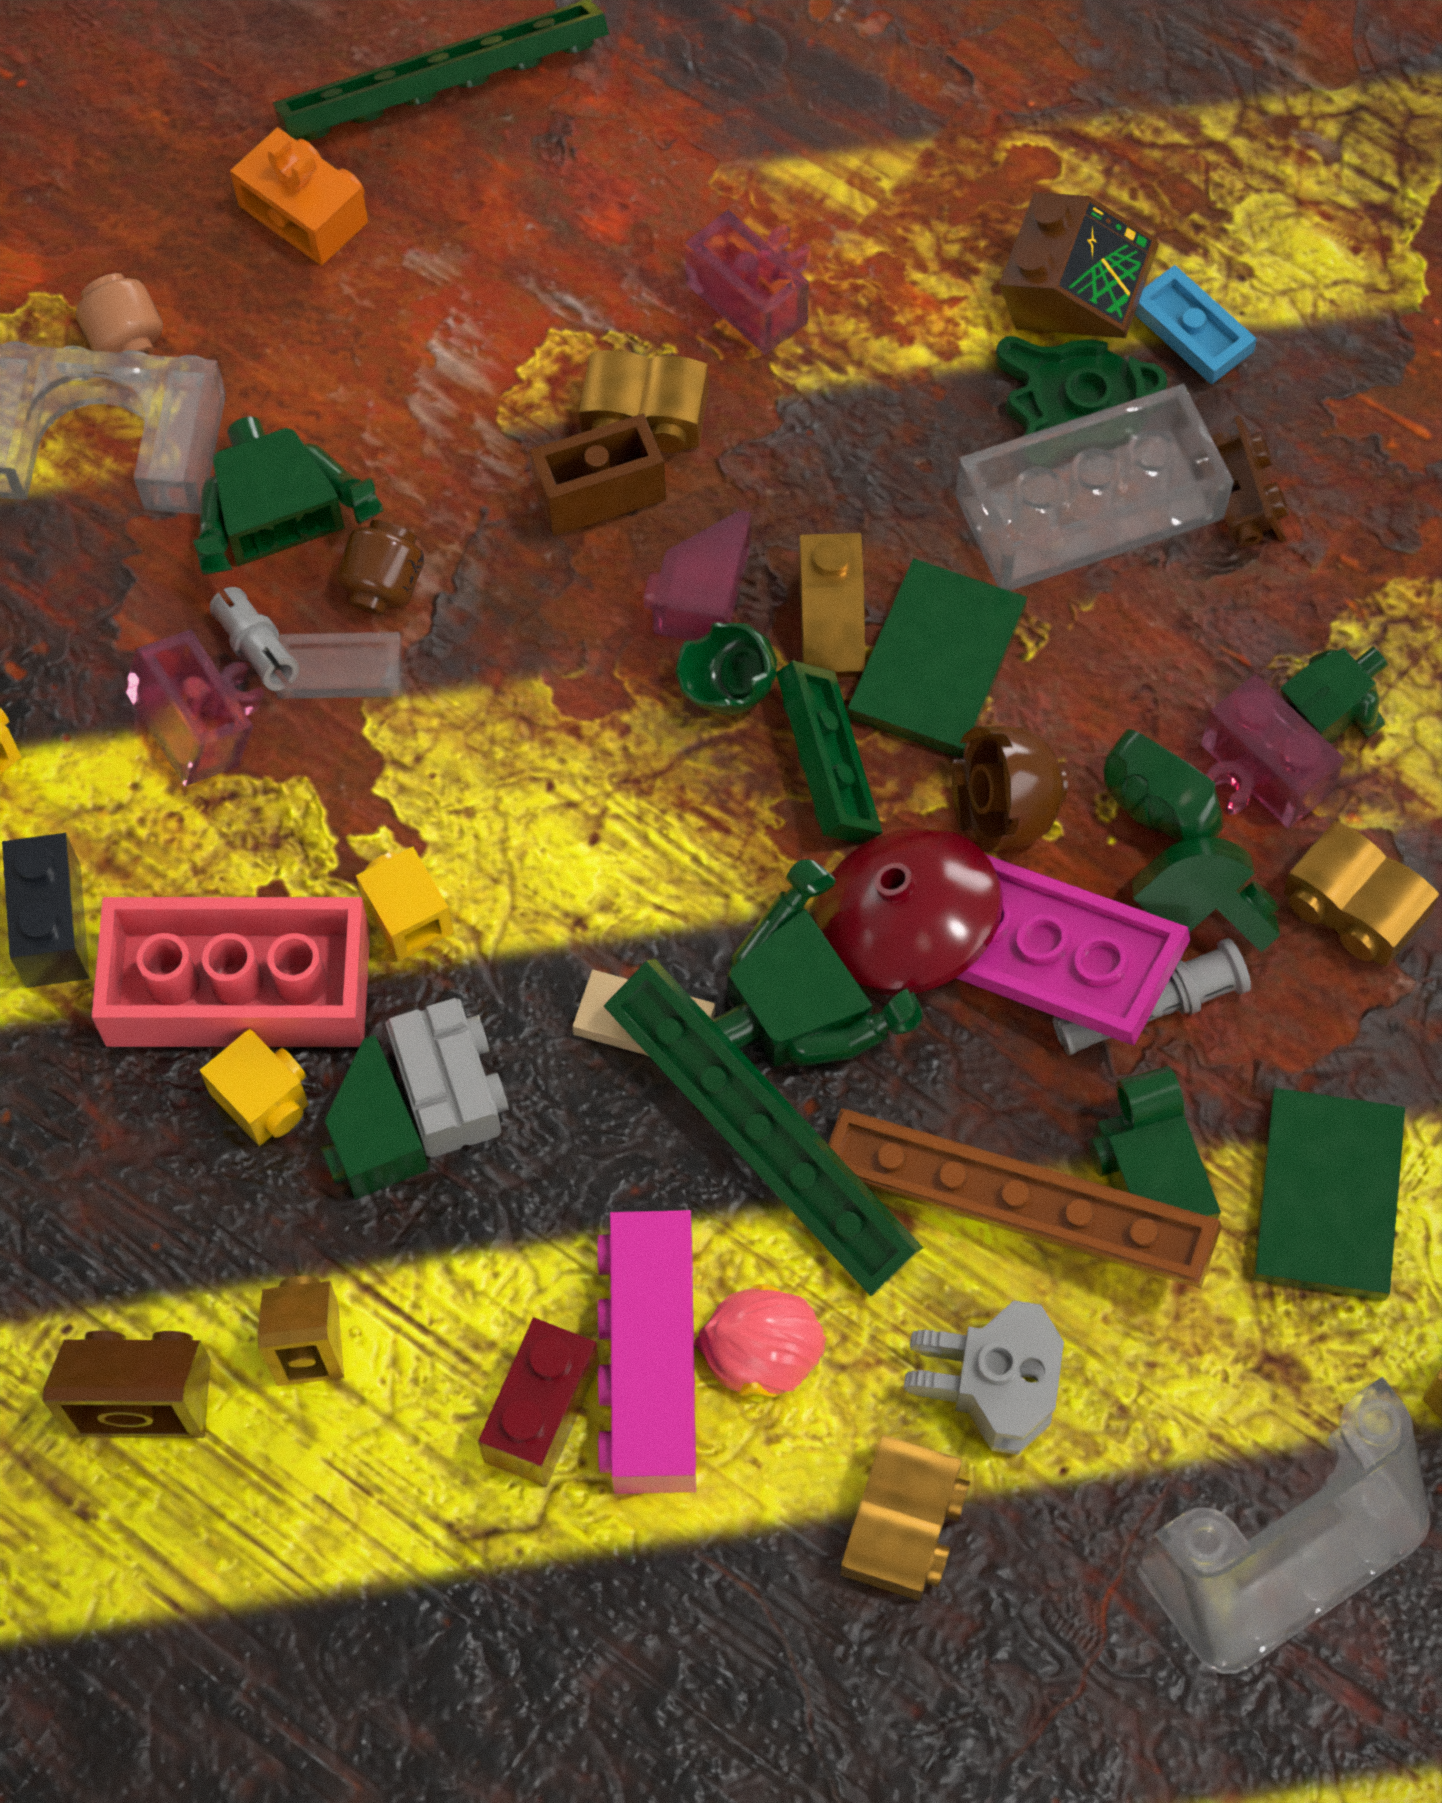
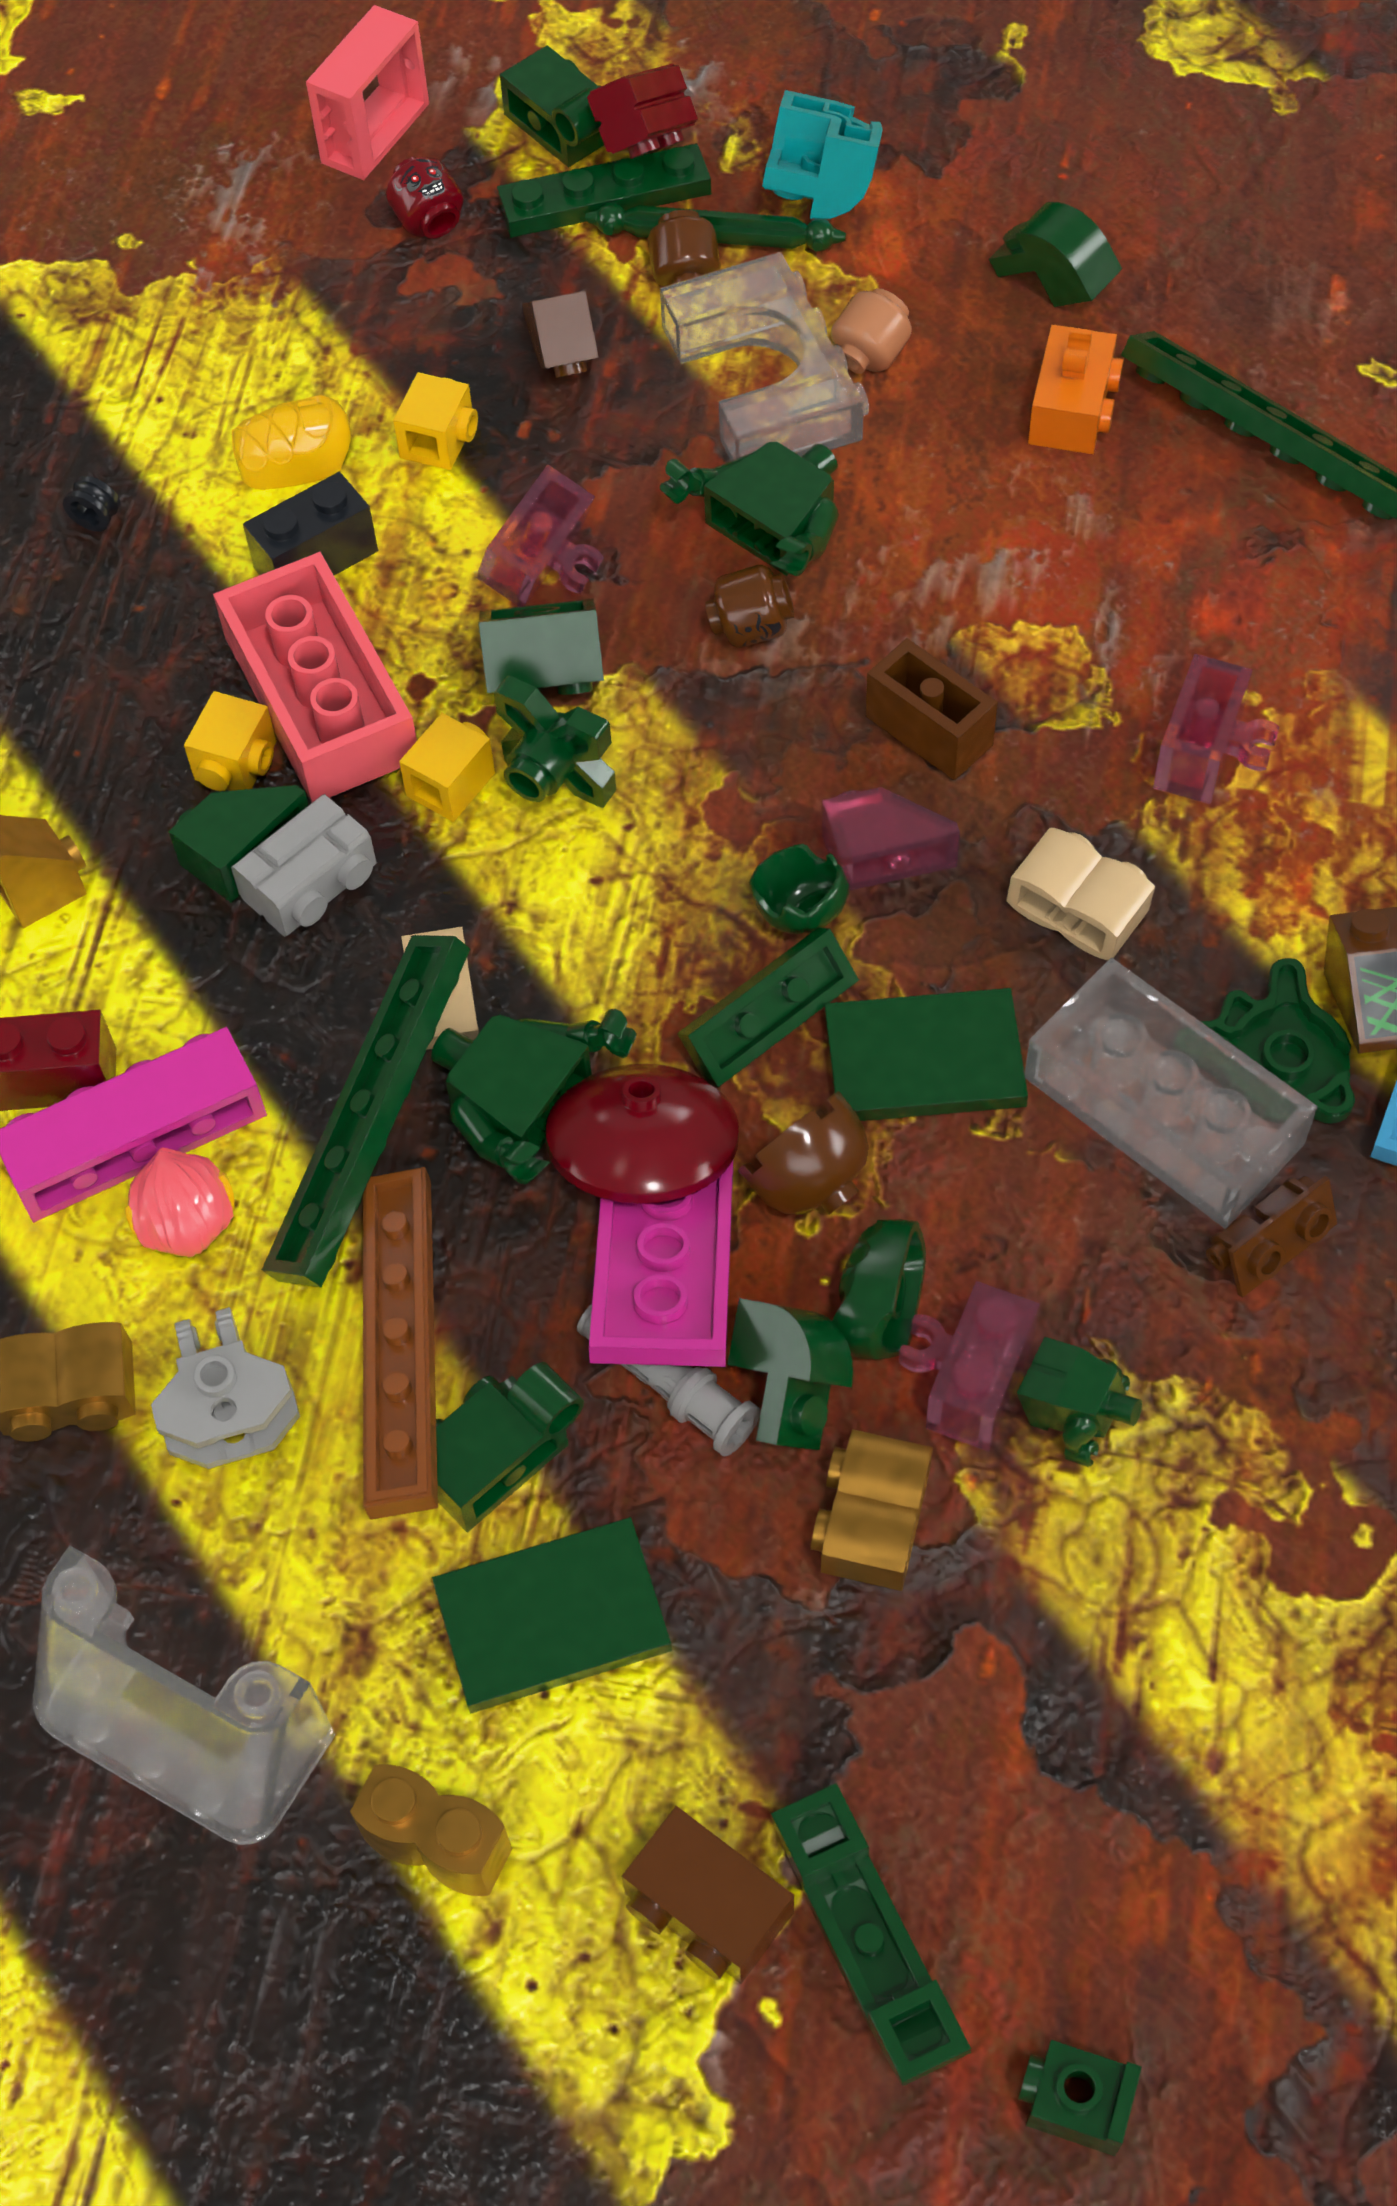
camera: 65 degrees right, 5 degrees down
(137, 120) = (1063, 251): none -> dark green brick
(254, 638) = (630, 554): light grey pin -> none
(310, 761) = (543, 645): none -> slope
(343, 665) = (651, 628): clear tile -> none
(456, 798) = (553, 746): none -> dark green plant
(664, 388) = (1038, 716): pearl gold brick -> none
(832, 602) = (921, 941): pearl gold slope -> none
(850, 458) = (1080, 893): none -> tan brick

